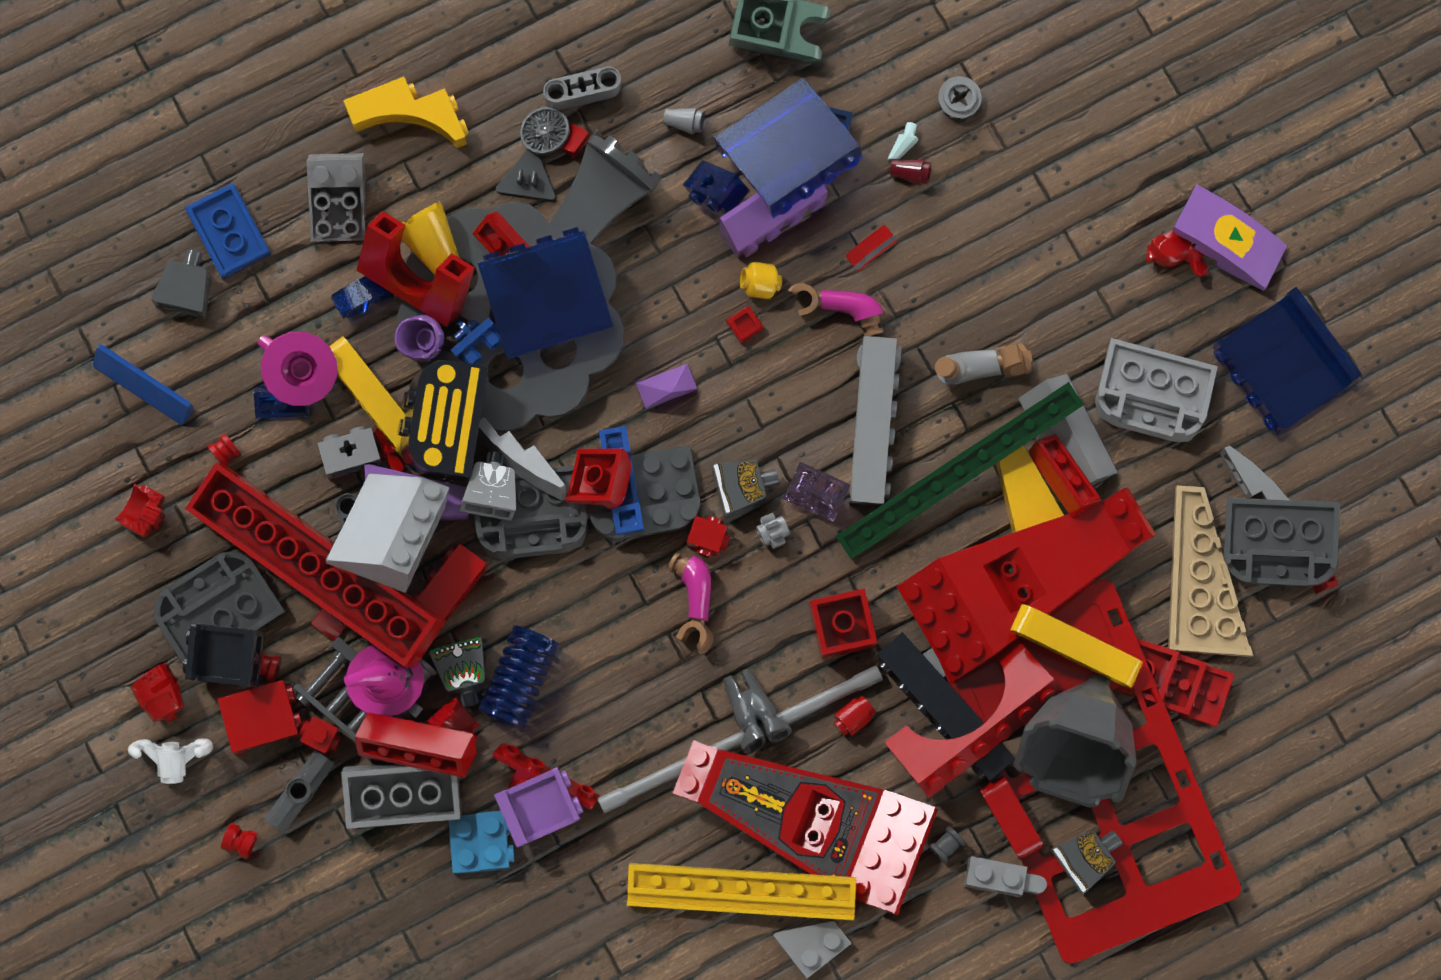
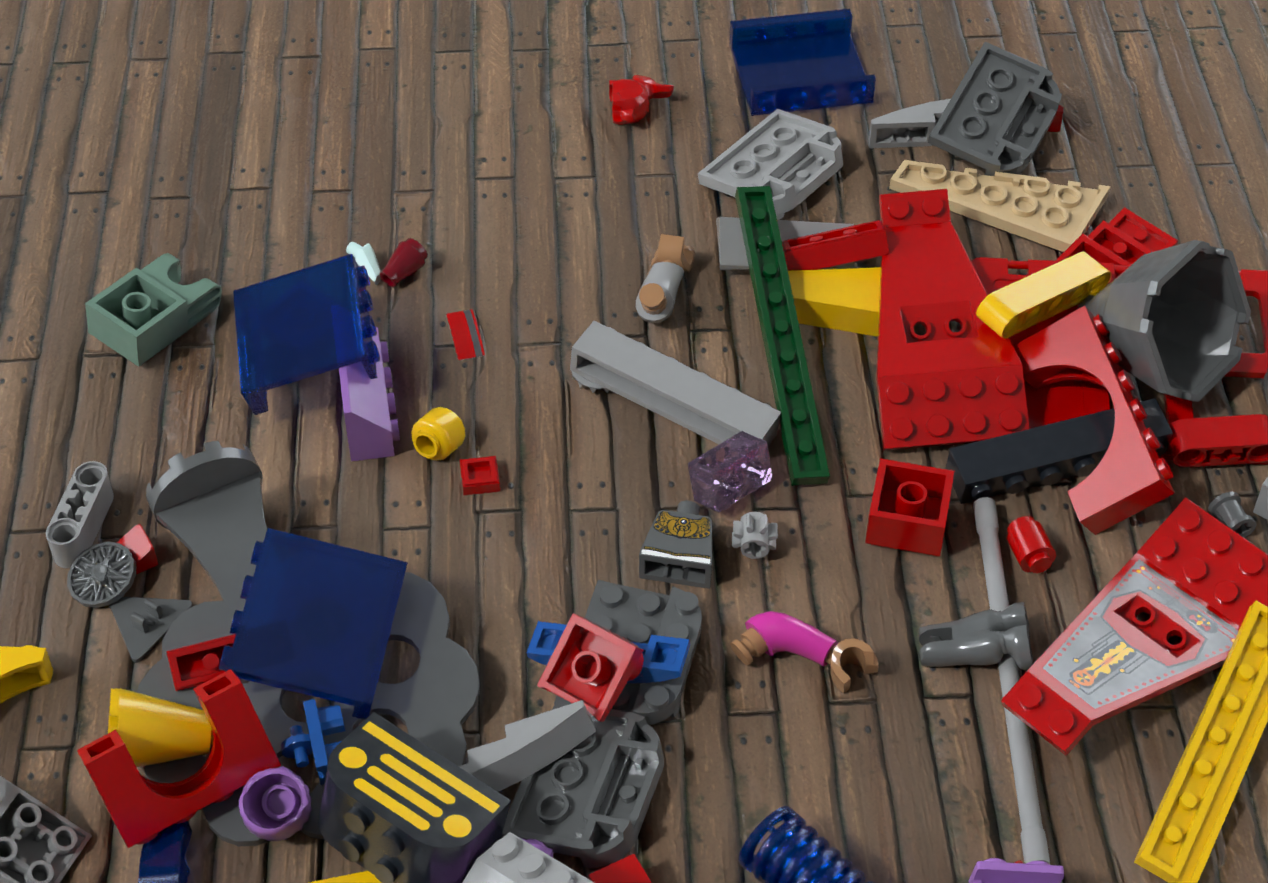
camera: 60 degrees left, 30 degrees down
(491, 489) = (542, 798): light grey torso -> none
(666, 386) = (506, 581): medium lavender slope -> none
(687, 120) = (197, 429): light grey cone -> none
(708, 536) = (726, 603): red brick -> none
(715, 187) = (300, 423): clear blue brick -> none
(856, 304) = (522, 362): dark pink piece -> none
(959, 85) = (362, 193): light grey gear -> none
(1230, 237) = (646, 53): medium lavender slope -> none

